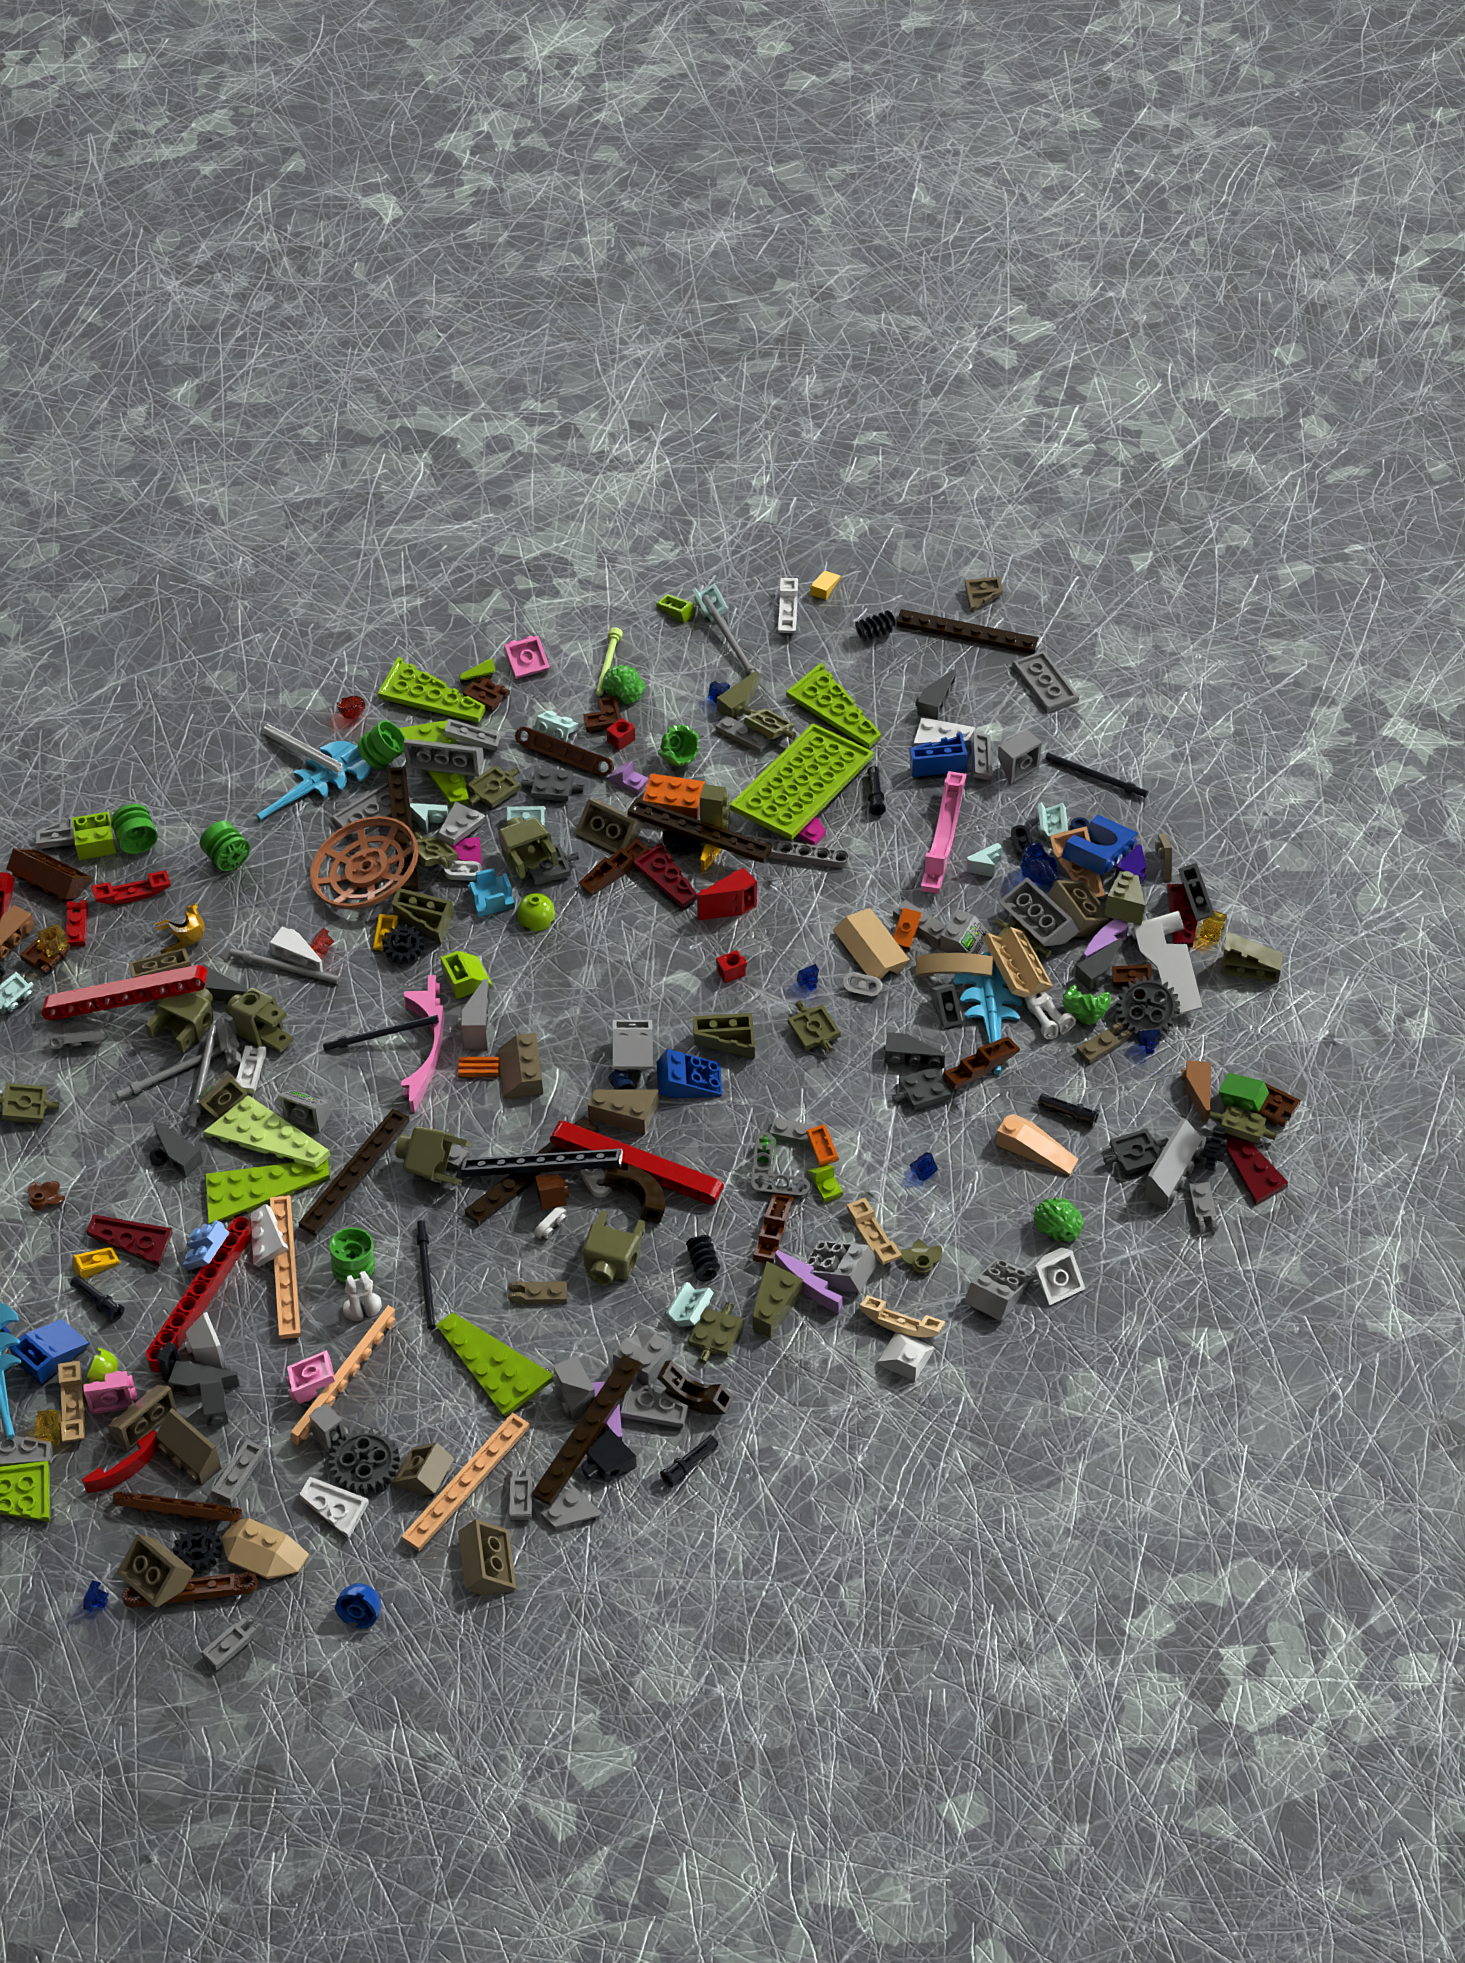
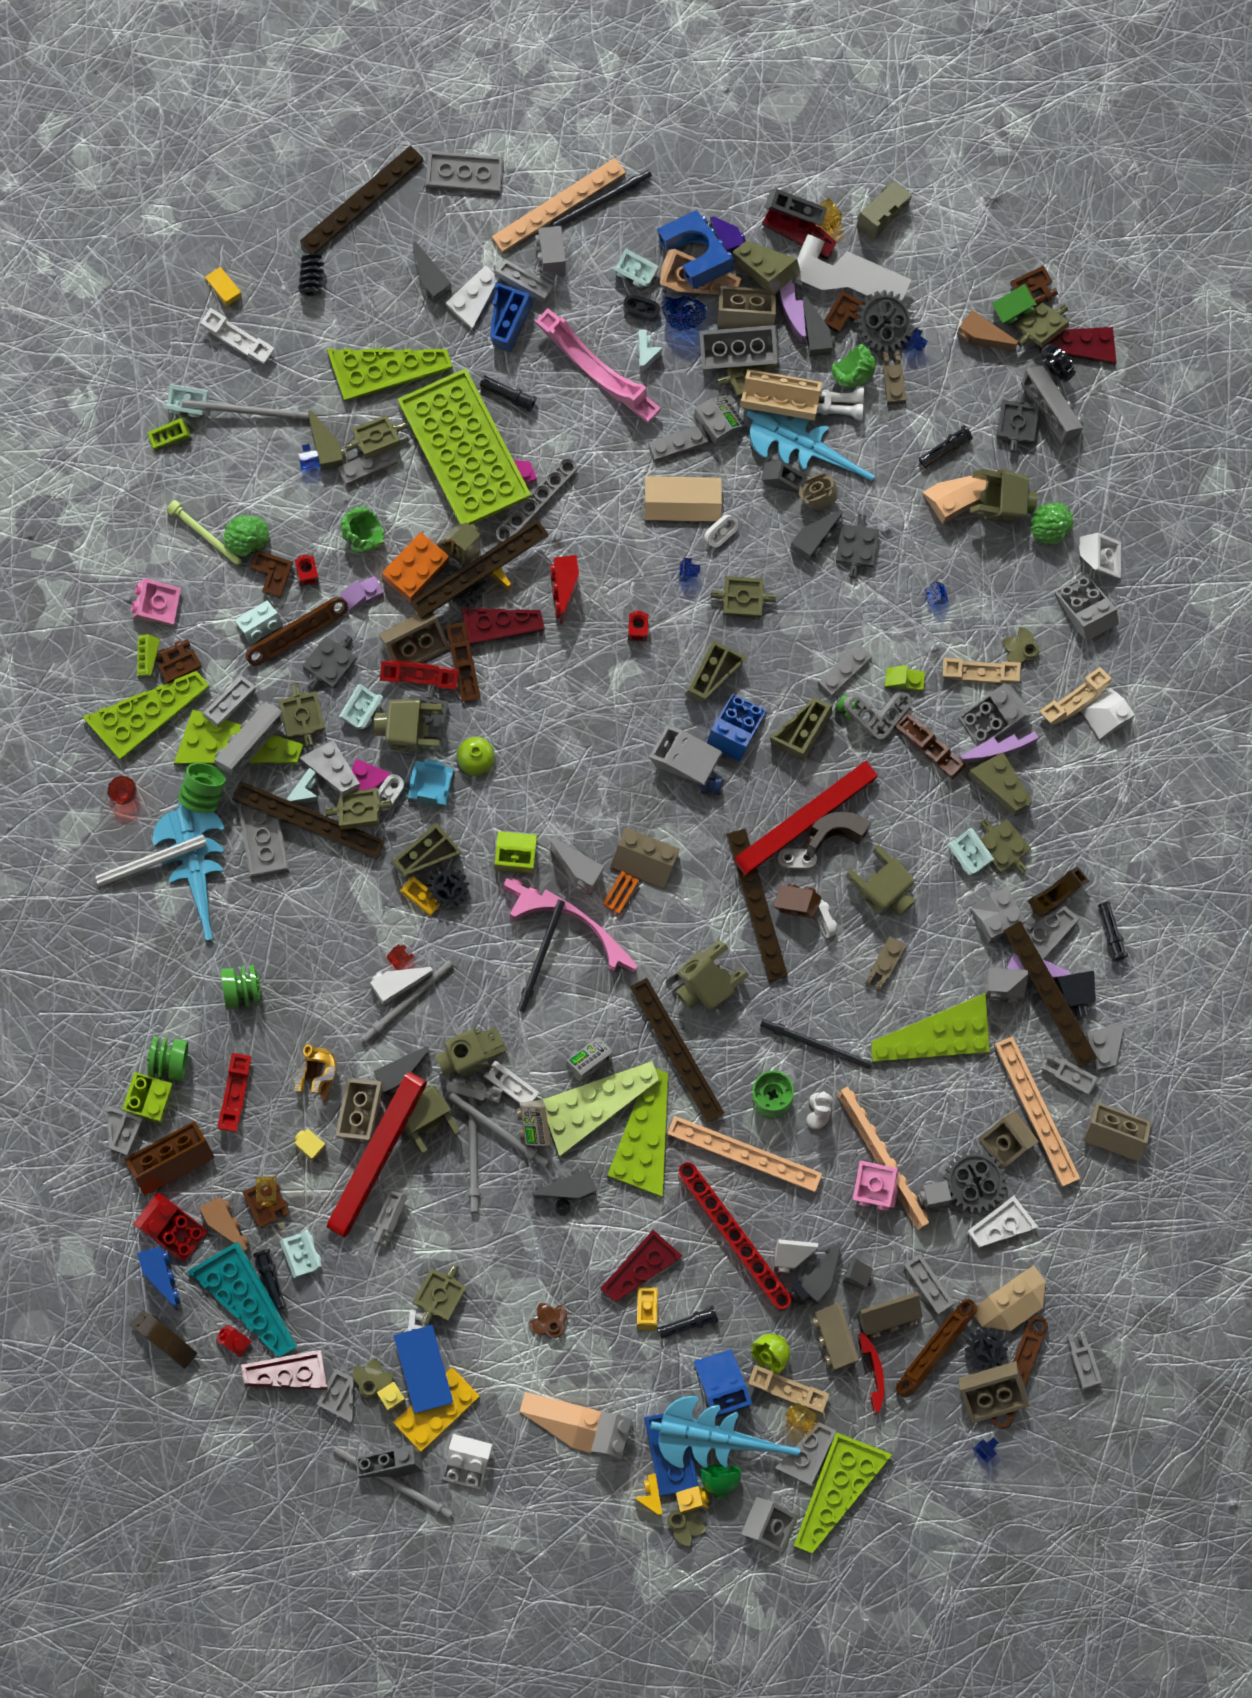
camera: 70 degrees left, 25 degrees up
(76, 923) = (244, 1160): red plate -> none
(112, 1395) = (803, 1347): bright pink plate -> none
(113, 956) = (309, 1144): none -> light yellow brick
(204, 1244) = (692, 1210): light blue plate -> none
(266, 1237) = (708, 1156): white wing -> none
(356, 864) = (323, 874): nougat dish -> none
(359, 1605) = (1108, 1246): blue cylinder -> none
(541, 1162) = (767, 892): black tile -> none
(580, 838) = (419, 673): none -> red slope
(624, 1108) = (742, 797): dark tan wedge -> none
(703, 1257) = (929, 815): black piece -> none
(720, 1123) = (803, 730): none -> olive wedge
(822, 1145) = (874, 661): orange plate -> none
(907, 927) = (683, 459): orange plate -> none
(949, 1034) = (819, 492): none -> dark tan cylinder
(954, 964) = (751, 447): tan slope -> none
(982, 591) = (322, 157): dark tan wing -> none
(985, 1060) = (863, 486): reddish brown slope -> none
(1052, 1169) = (1005, 496): none -> olive piece
(1075, 753) = (558, 205): none -> light nougat plate
(1079, 822) = (650, 249): dark blue tile -> none
(1164, 851) = (730, 202): dark tan wing -> none
(1203, 1205) = (1097, 405): light grey hinge -> none

